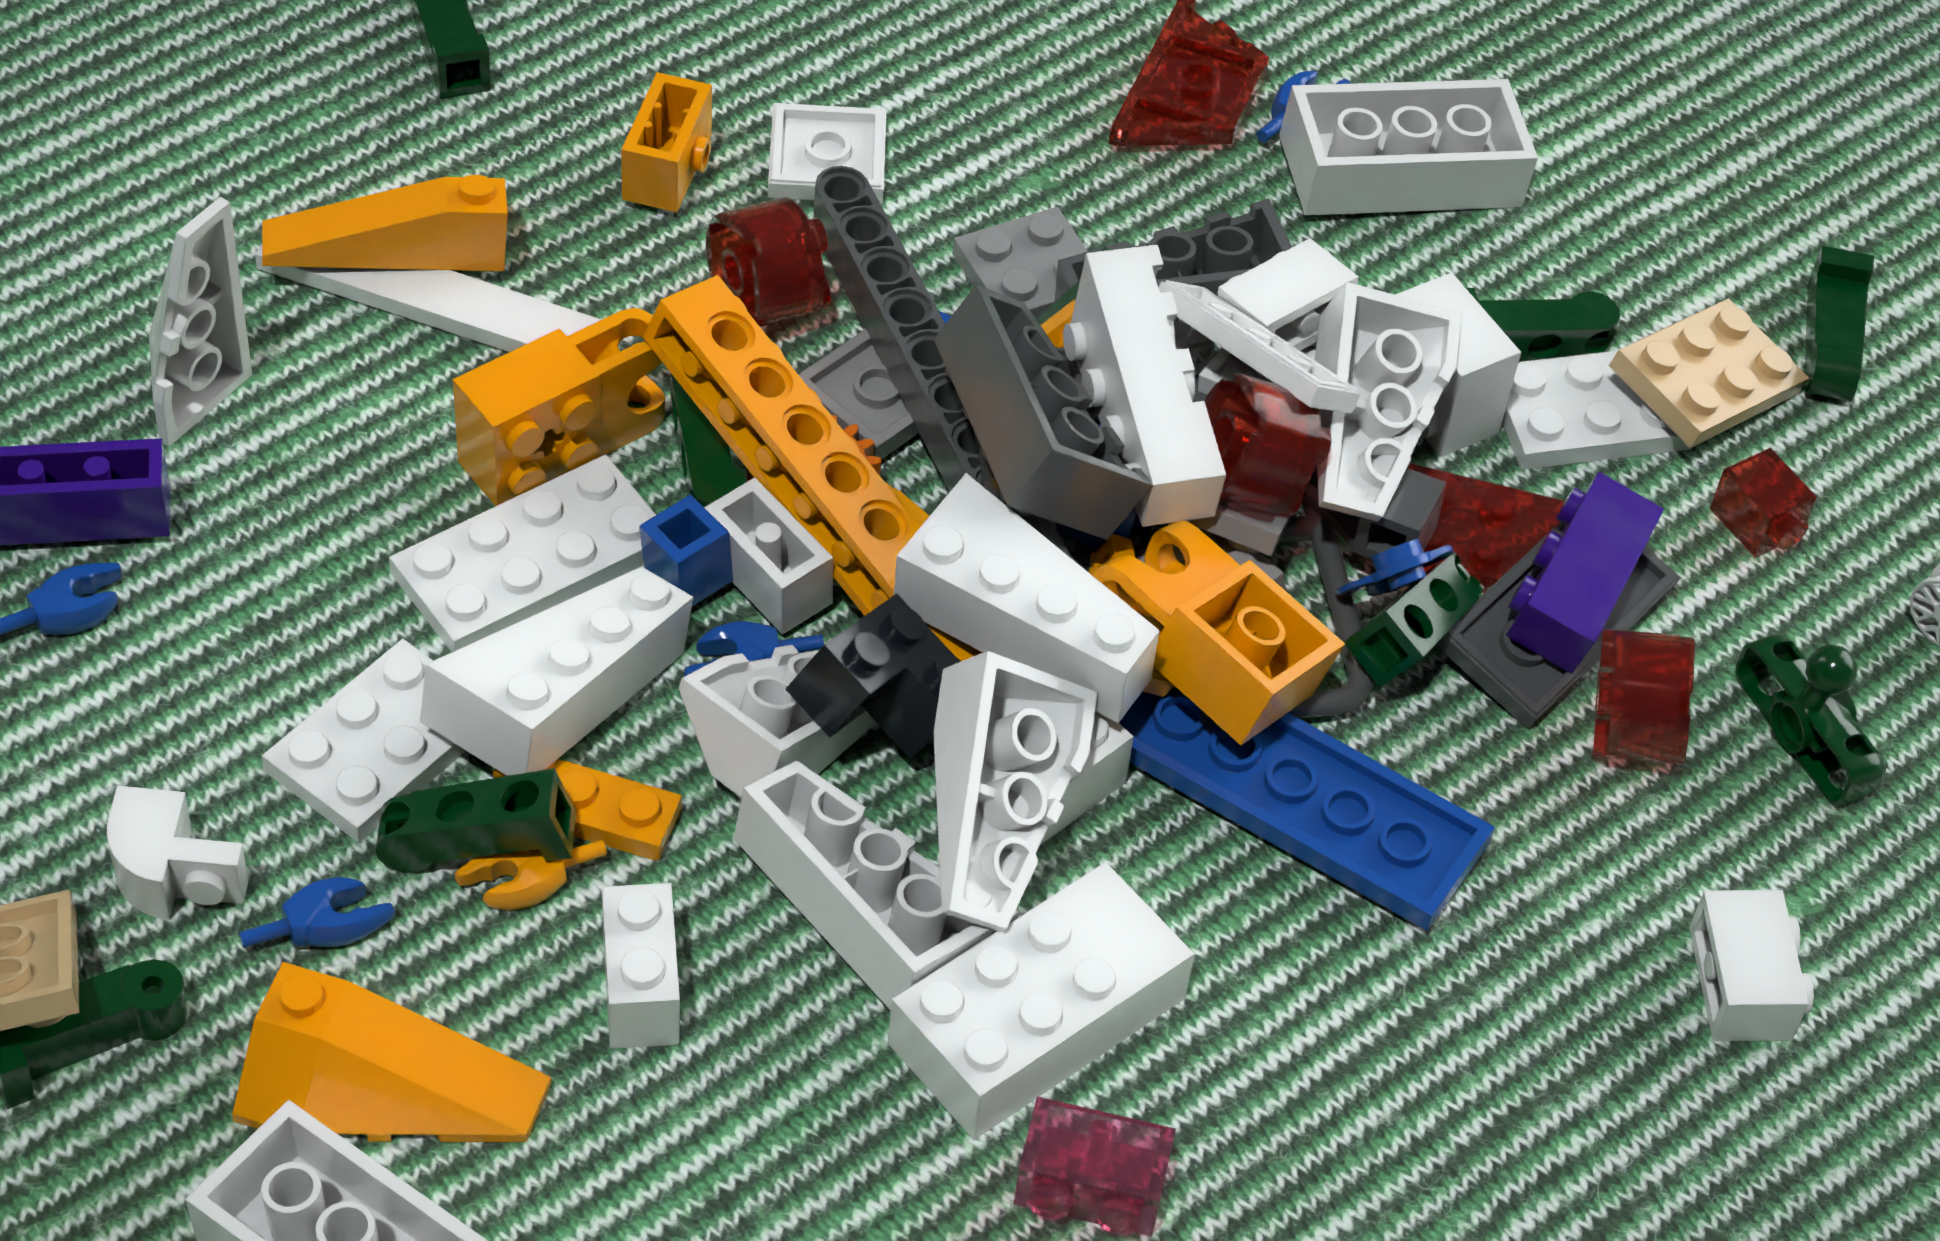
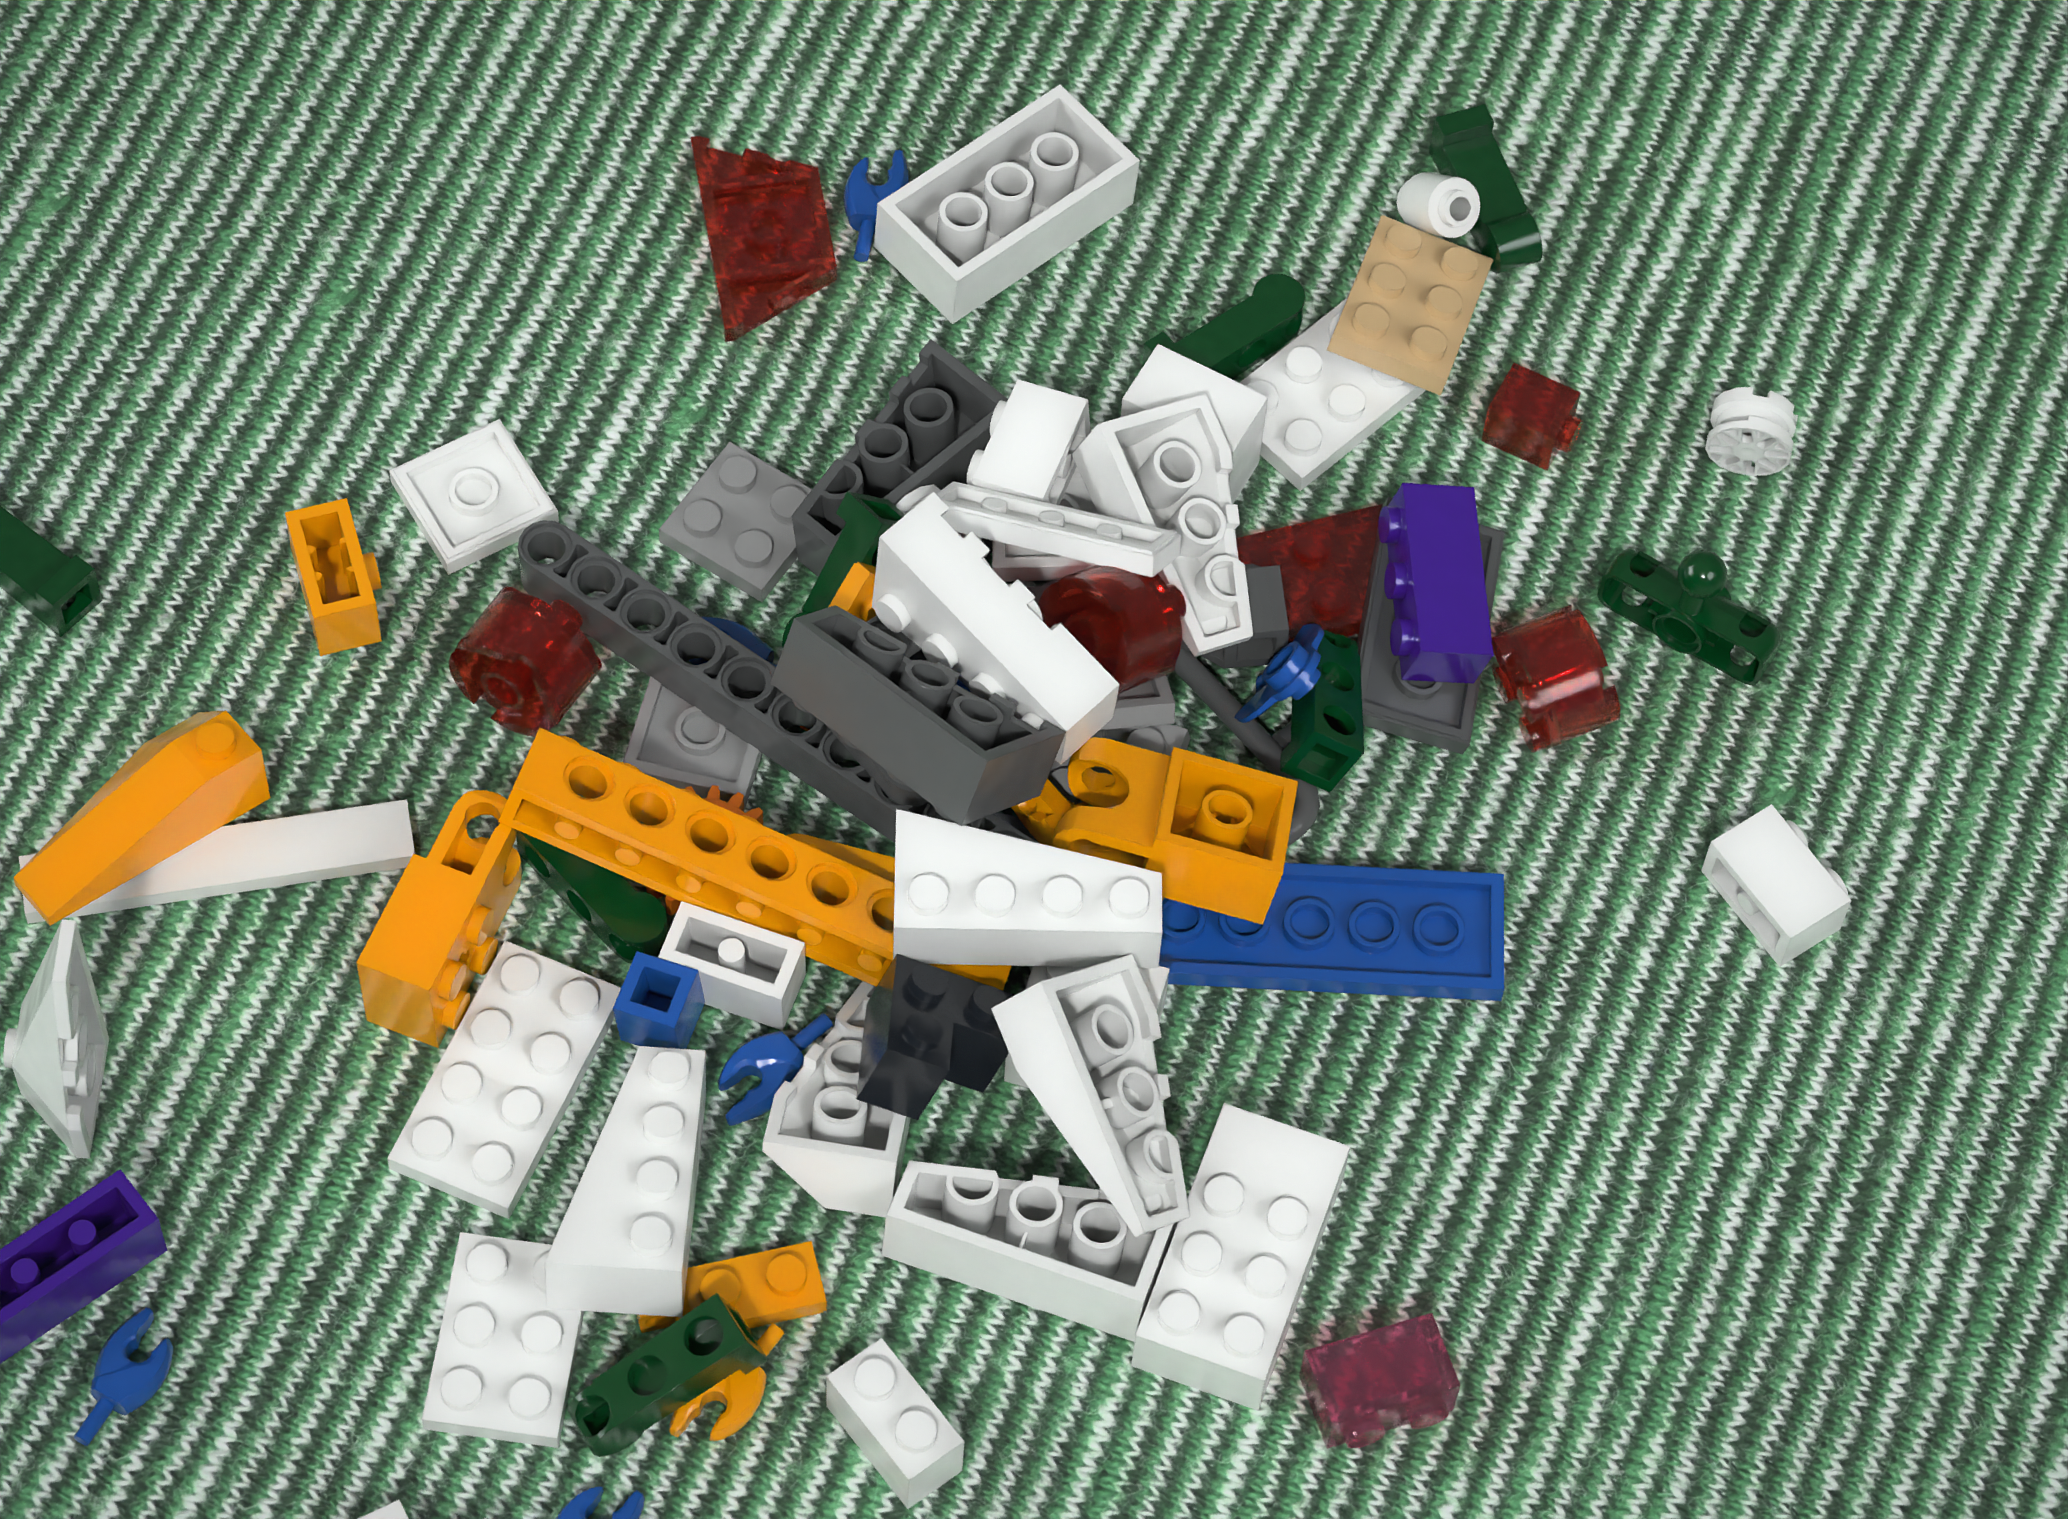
camera: 30 degrees left, 10 degrees up
(1769, 305) = (1439, 204): none -> white brick

